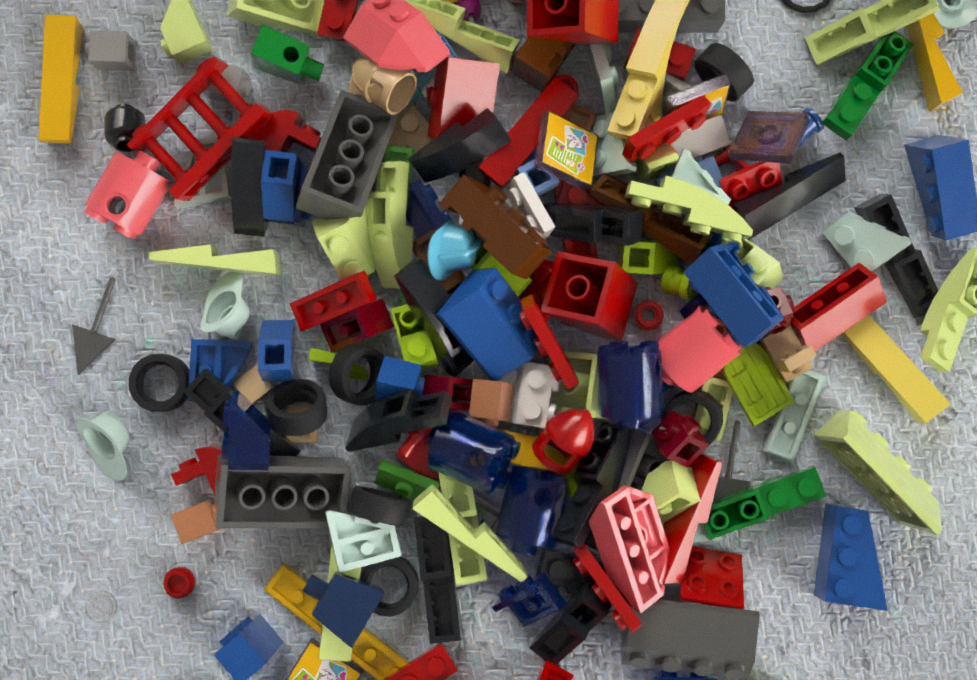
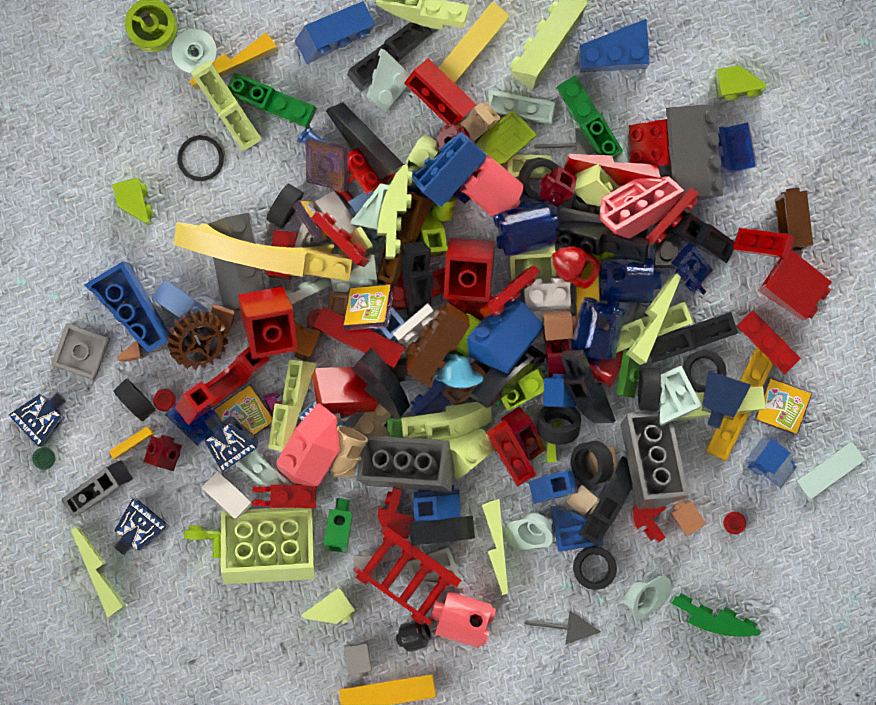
camera: 105 degrees left, 0 degrees up
(49, 536) = (723, 622): none -> green slope
(248, 436) = (621, 488): clear blue slope -> none
(656, 310) = (471, 218): red plate -> none

